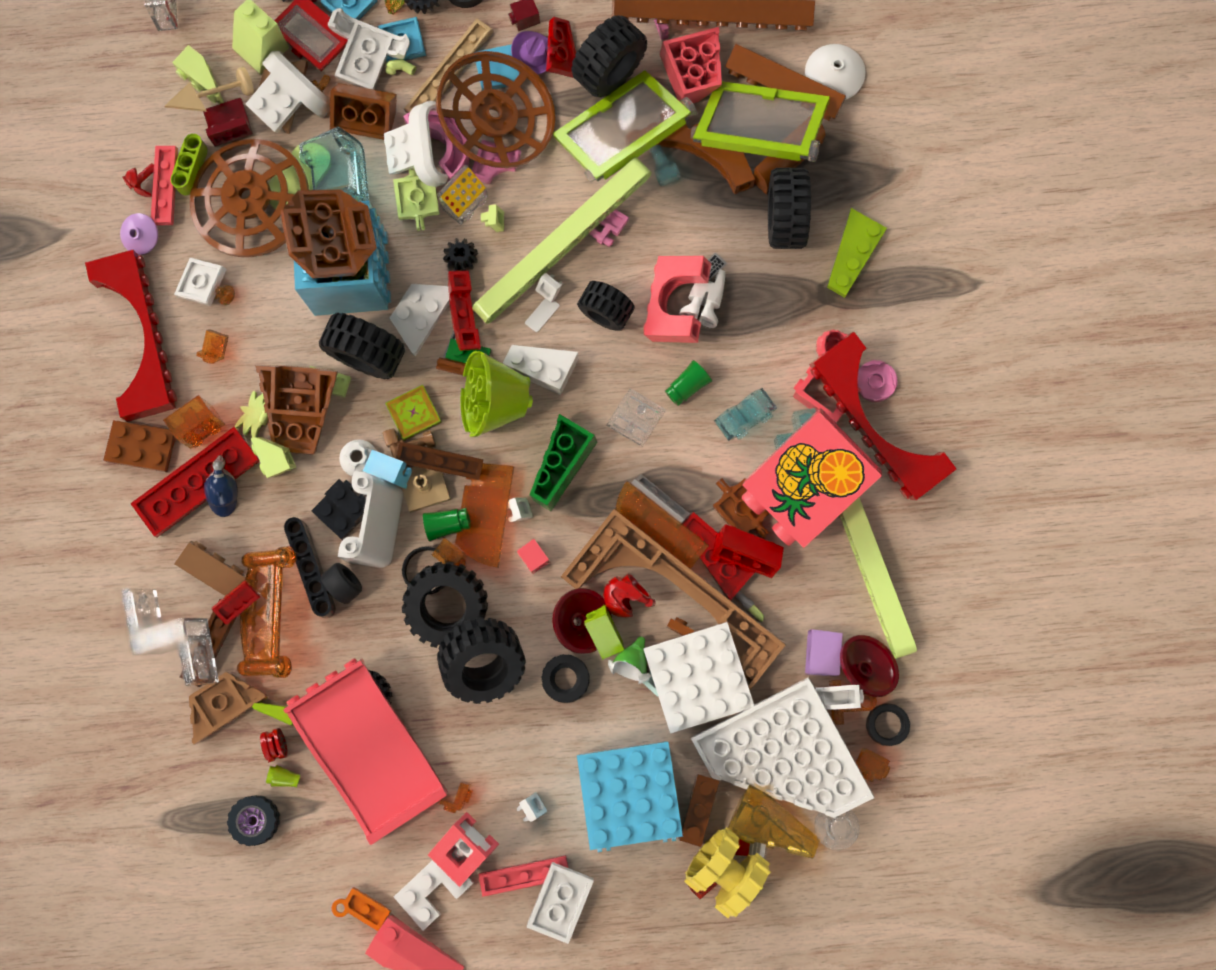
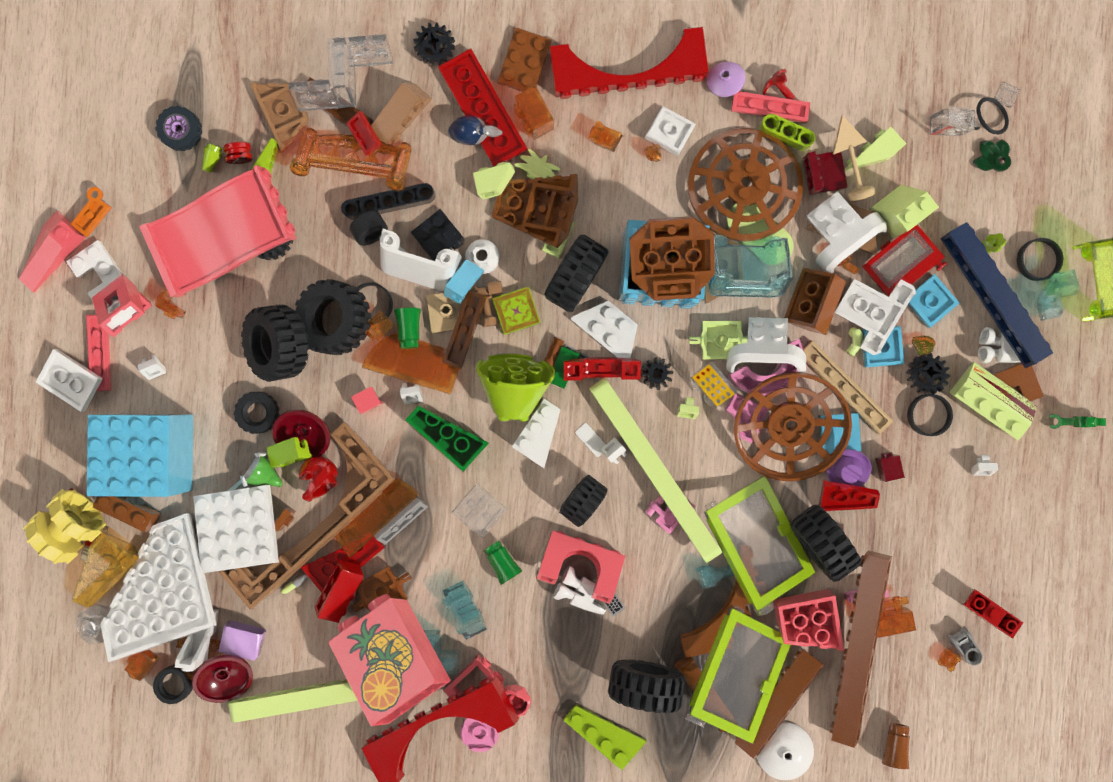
camera: 90 degrees right, 10 degrees up
(121, 540) = (427, 45): none -> black gear

